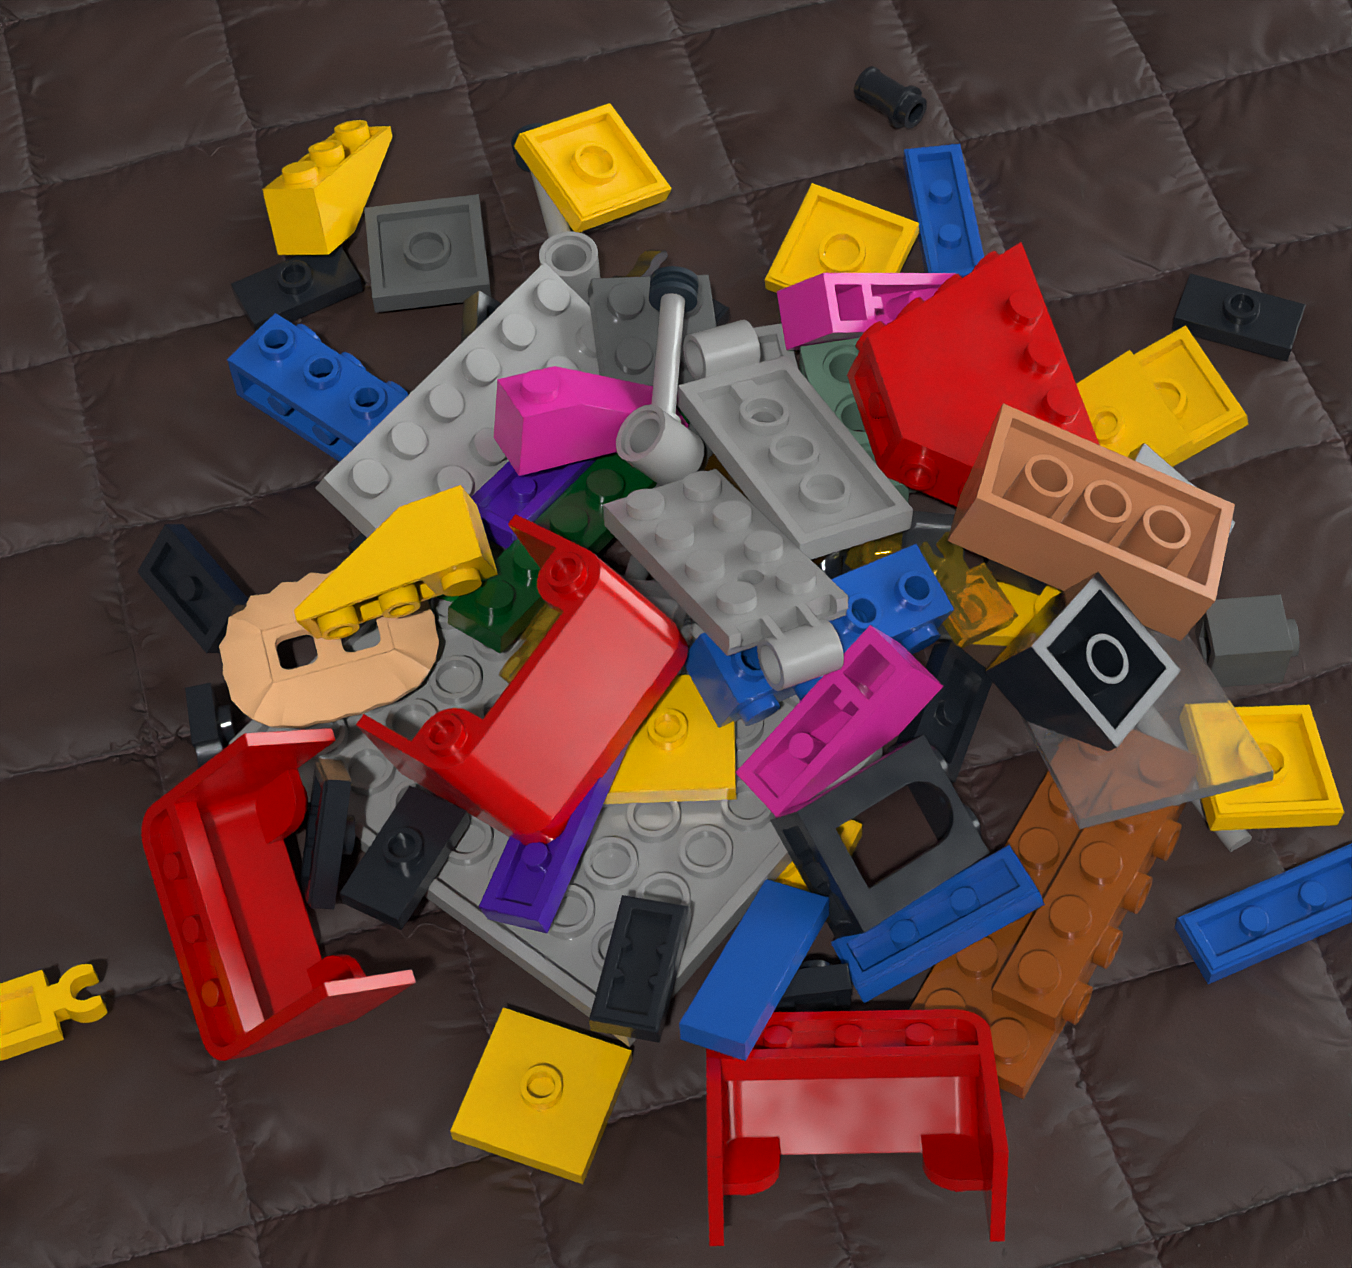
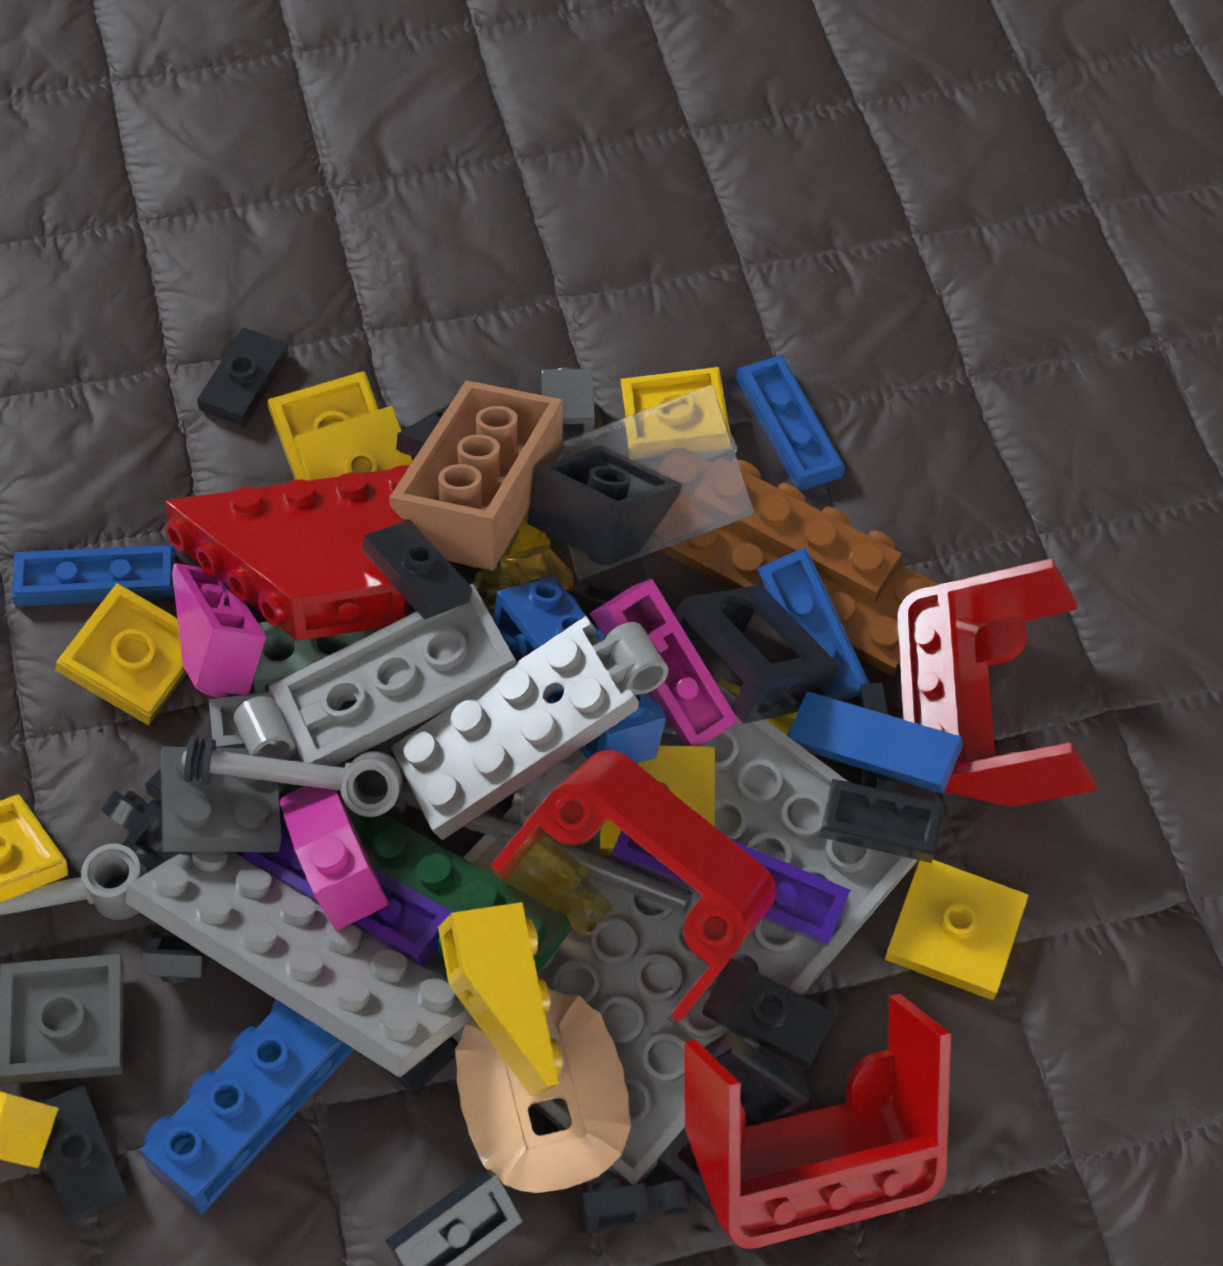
camera: 95 degrees left, 0 degrees up
(917, 445) = (417, 569): none -> black plate

